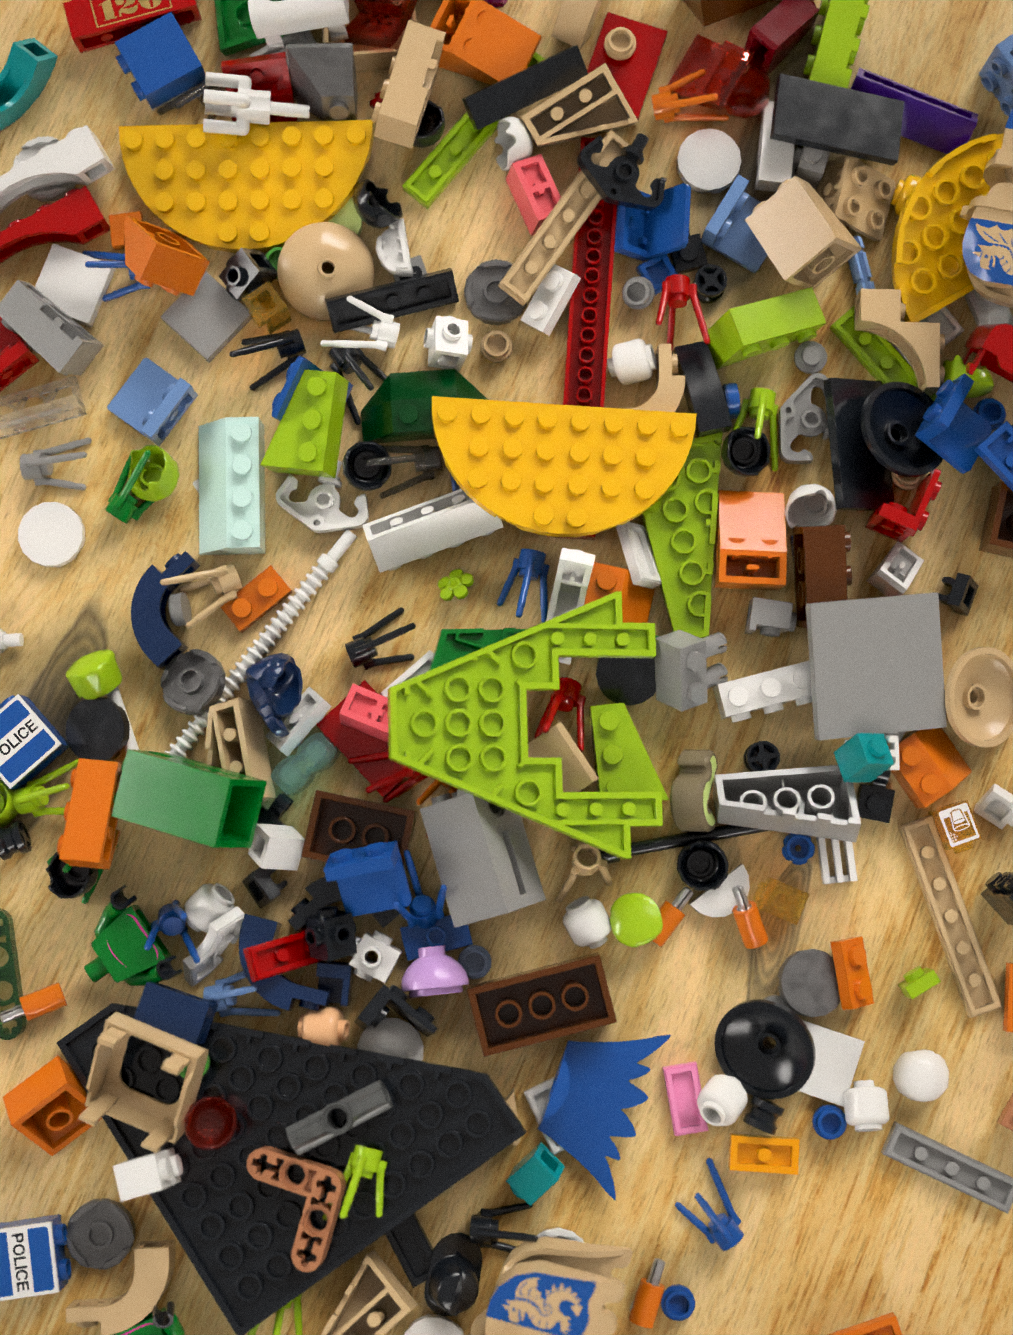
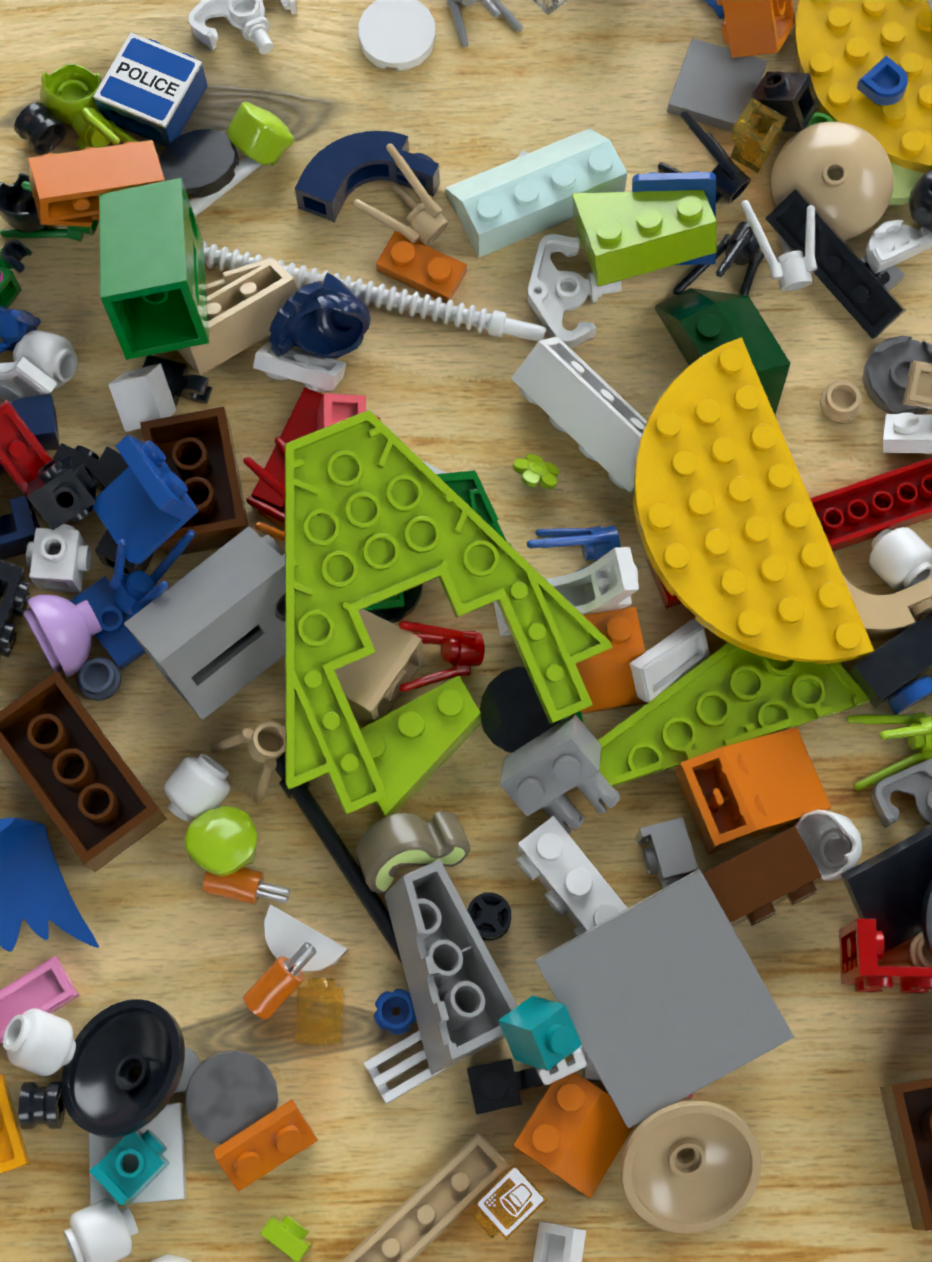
camera: 65 degrees right, 10 degrees down
(121, 502) = (463, 87): green plant -> none
(152, 401) = (592, 70): medium blue bracket -> none
(158, 475) = (512, 100): lime hair -> none
(179, 609) = (373, 189): light grey tile -> none
(193, 682) = (296, 237): flat silver tile -> none
(262, 886) = (91, 407): black tile -> none
(269, 196) = (884, 83): none -> blue tile
(299, 770) = (252, 392): clear light blue brick -> none
(359, 473) = (629, 315): black hair -> none
(363, 649) = (416, 403): black plant -> none
(424, 457) = (664, 372): clear smoke plant -> none
(448, 342) = (816, 341): white brick -> none
(702, 865) = (324, 897): black hair -> none
(744, 453) = (855, 737): black hair -> none
(829, 1122) = (64, 1196): blue plate -> none
(841, 1080) = (128, 1186): none -> teal brick
(896, 571) = (803, 988): white slope -> none
(961, 595) = (811, 1084): black tile -> none

